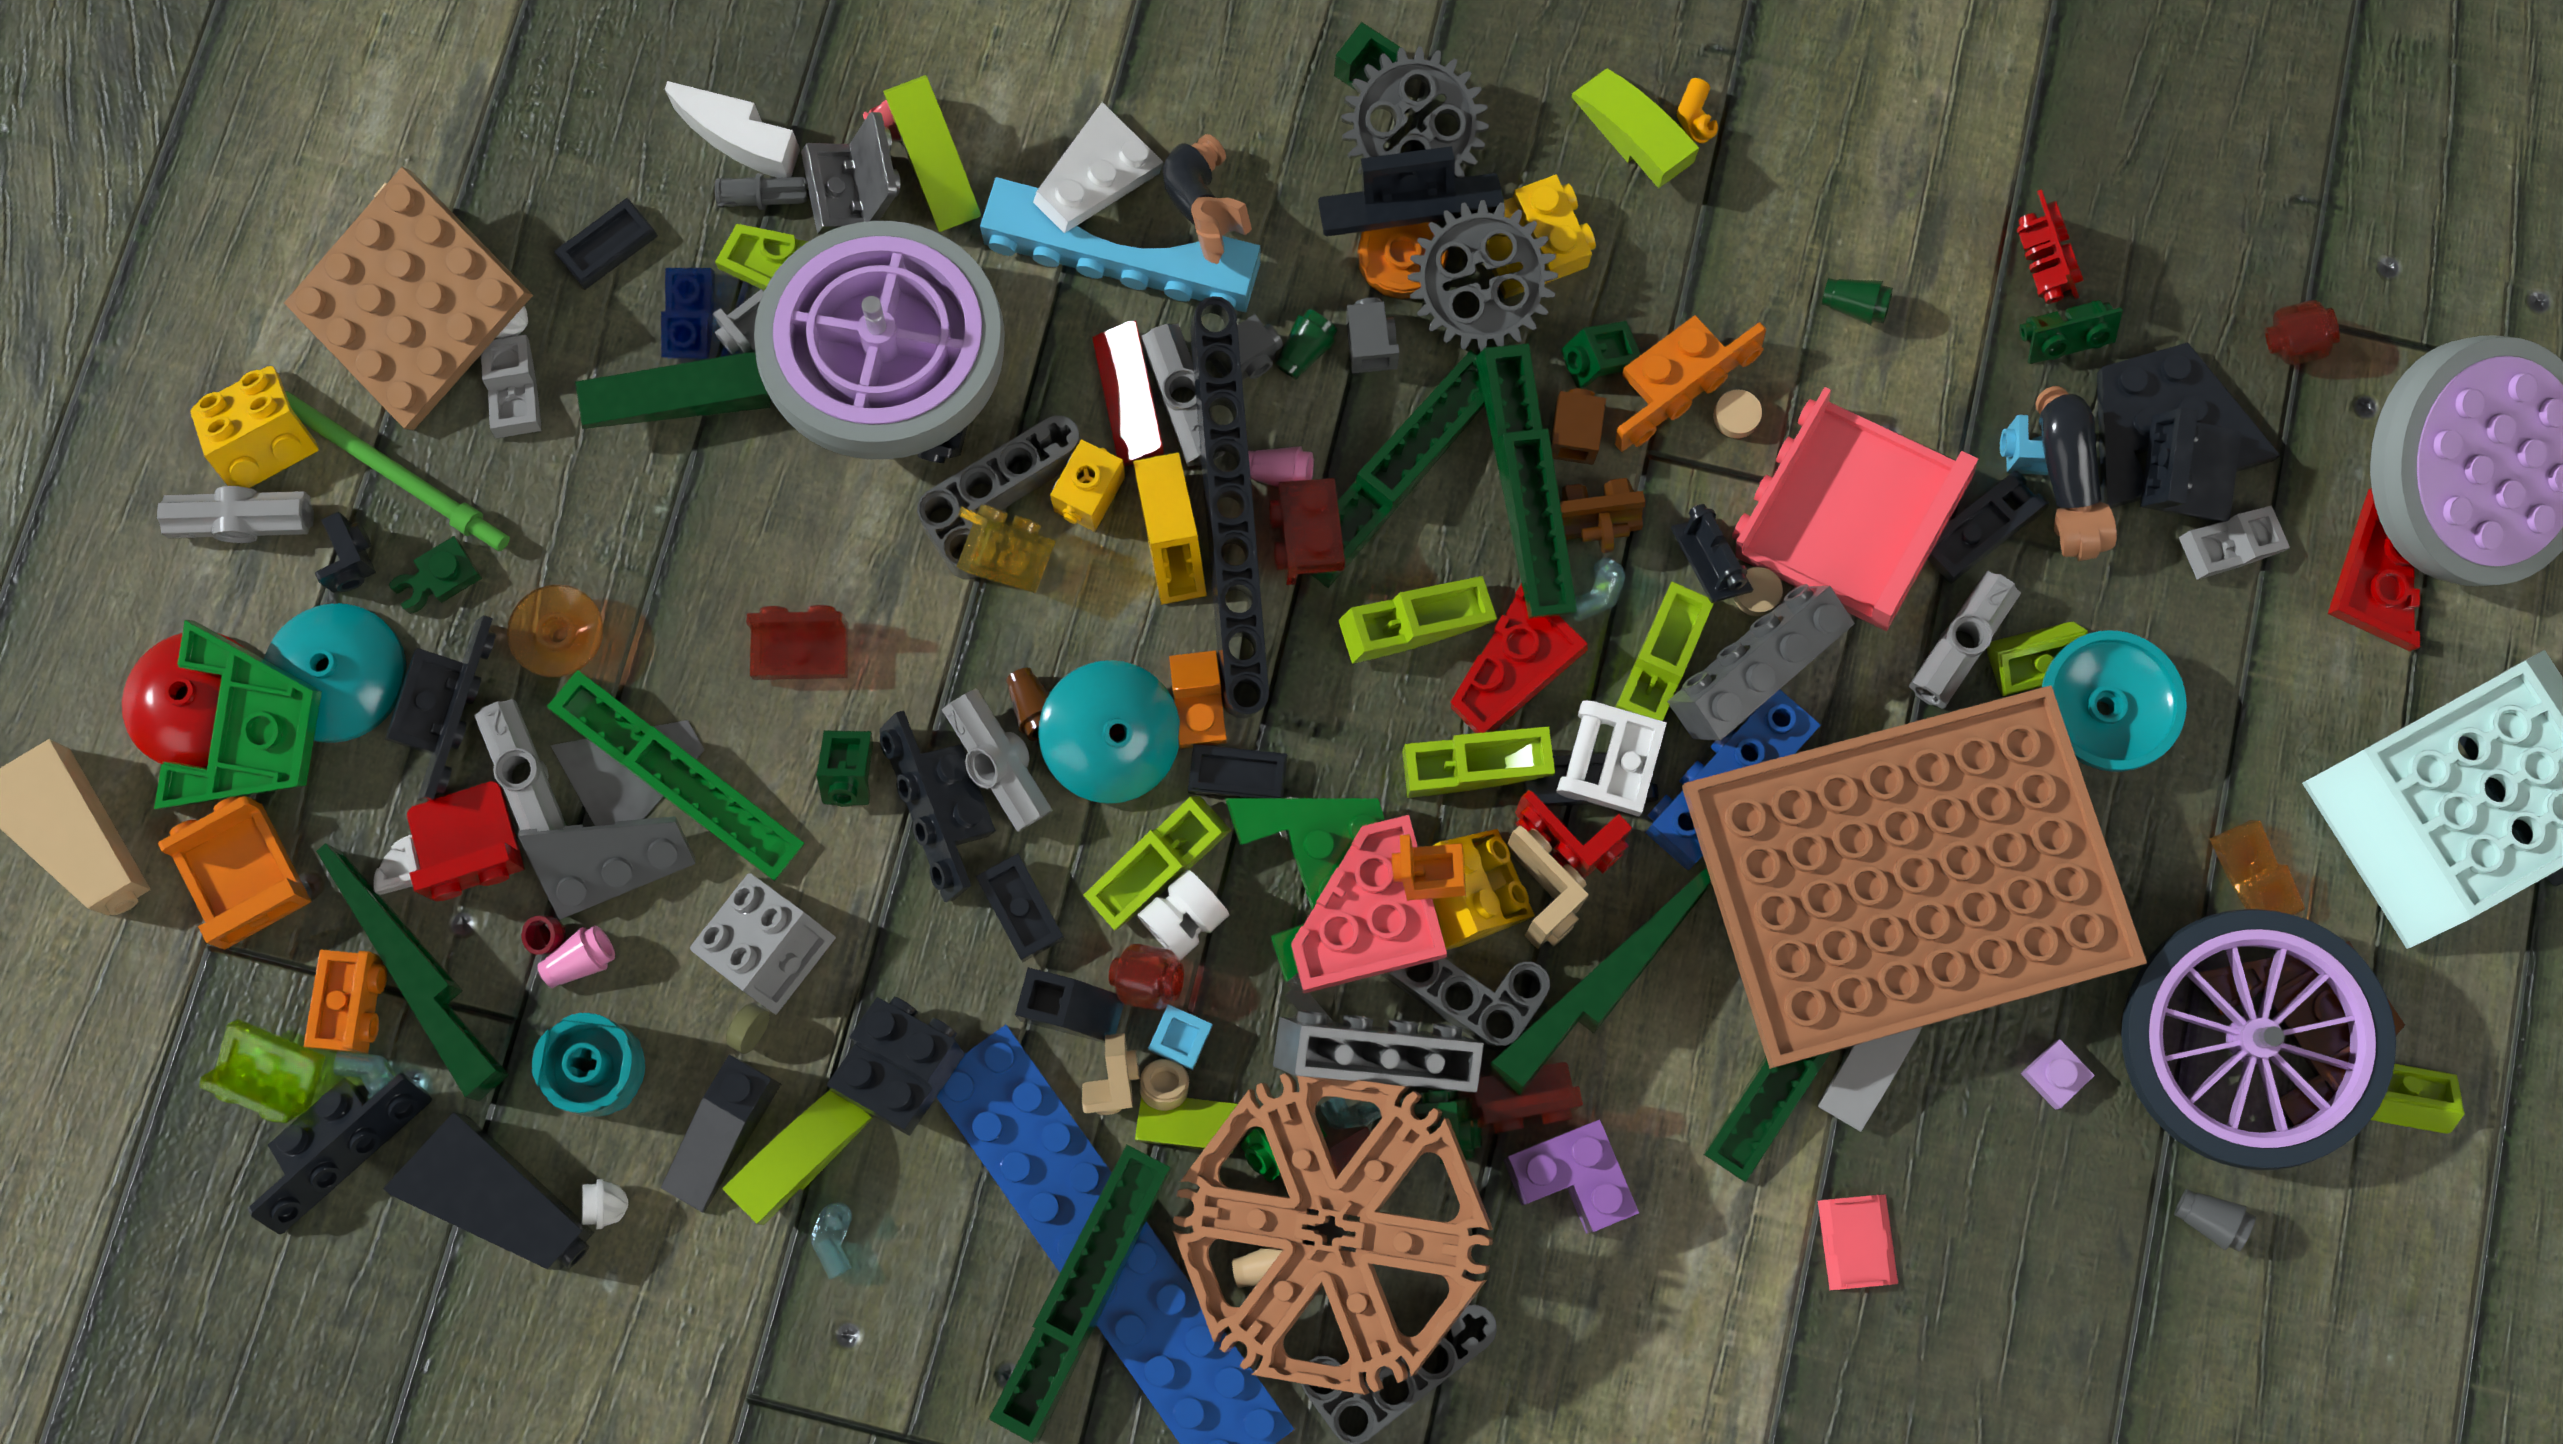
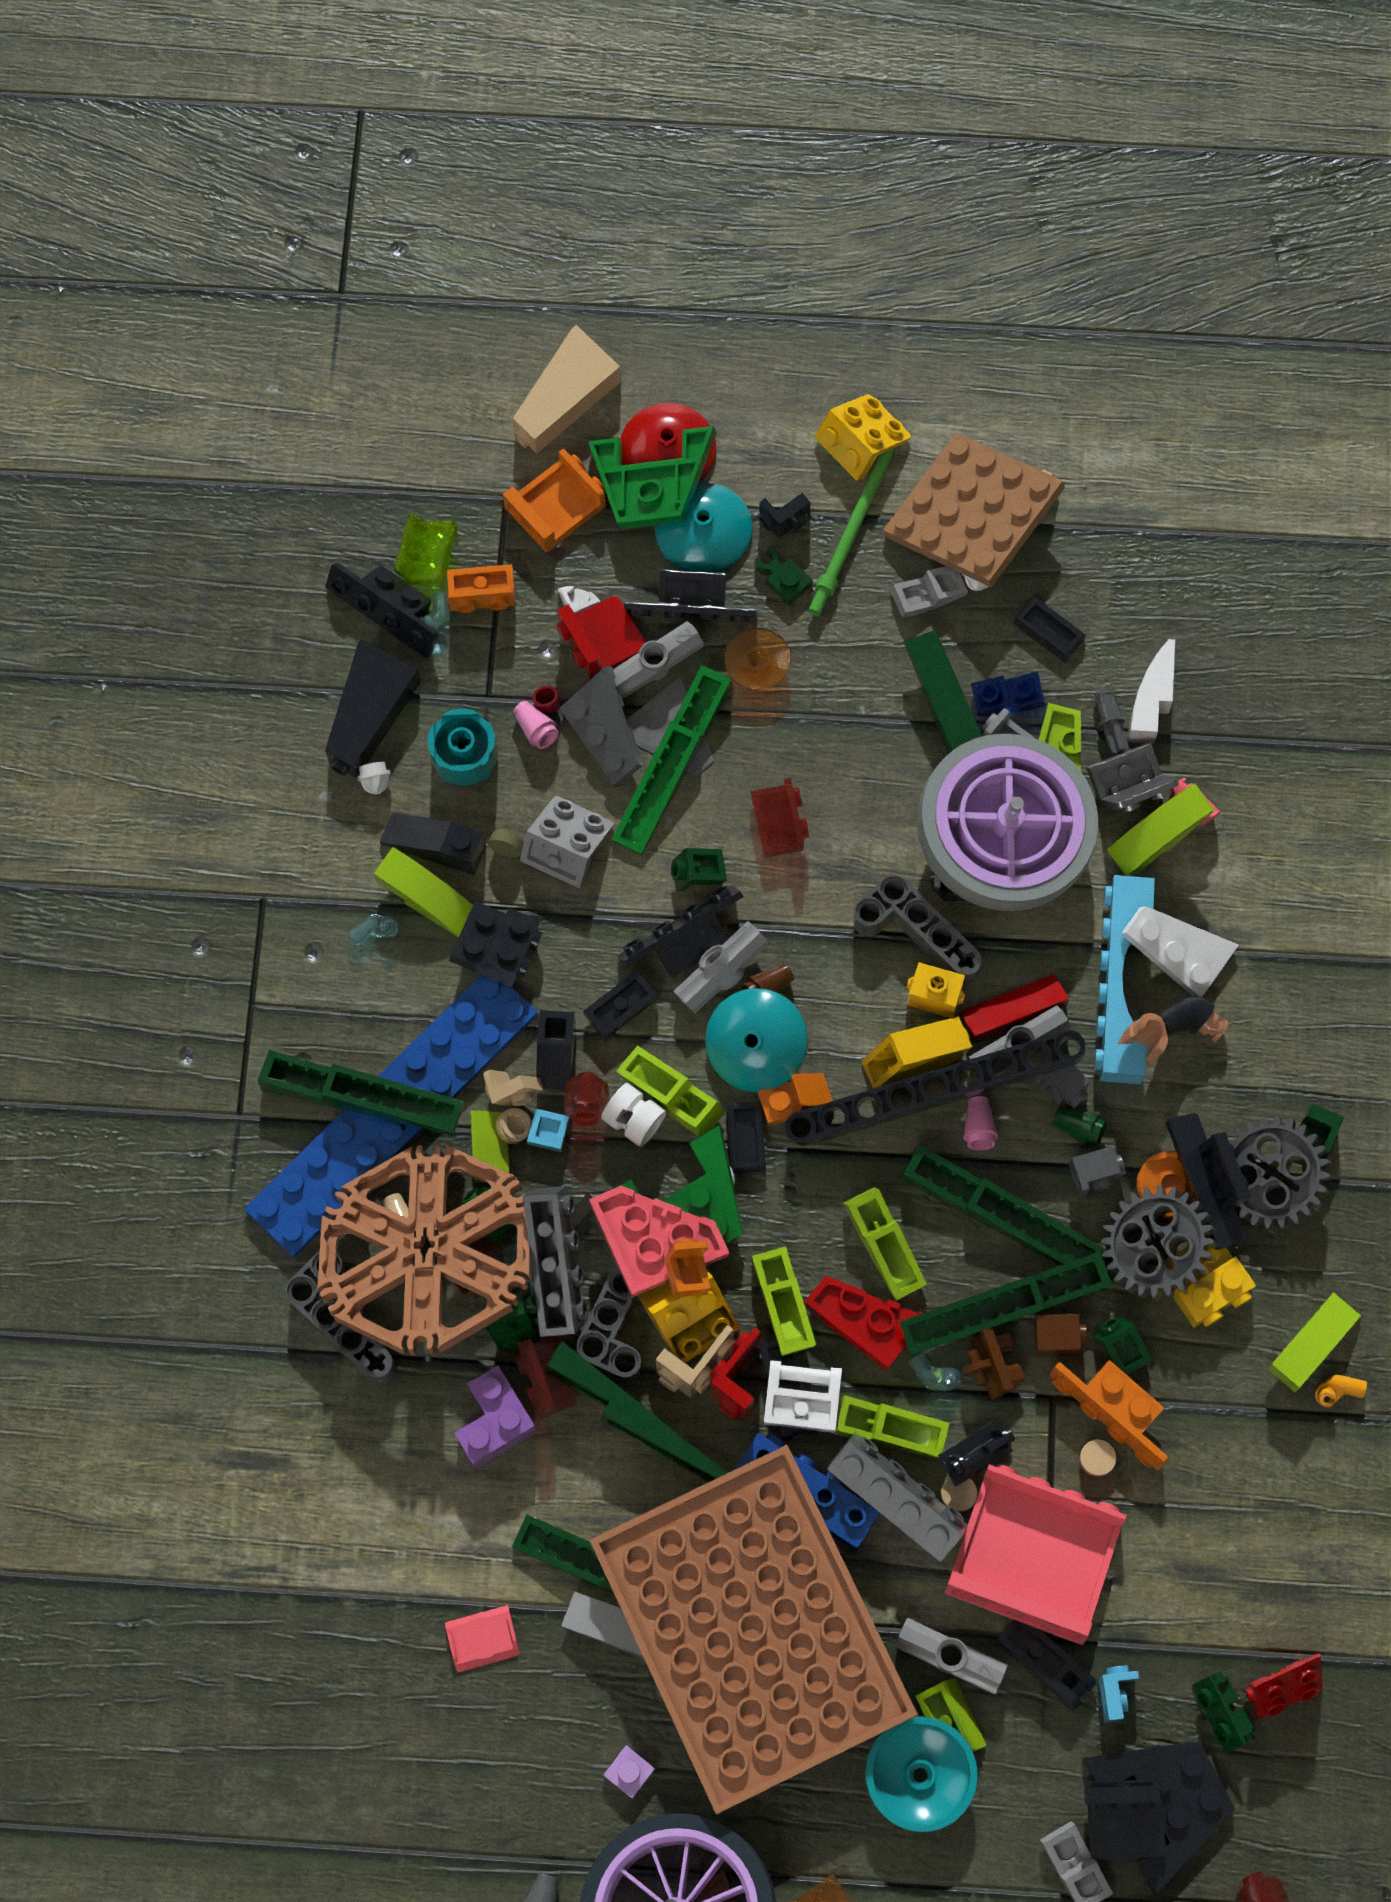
camera: 85 degrees right, 5 degrees down
(235, 514) = (798, 440): light grey piece -> none
(419, 978) = (505, 628): dark green slope -> none
(1004, 549) = (874, 940): clear yellow bracket -> none
(1308, 528) = (935, 1149): clear red bracket -> none
(1859, 299) = (1211, 1538): dark green cone -> none
(2071, 461) = (1096, 1716): black piece -> none

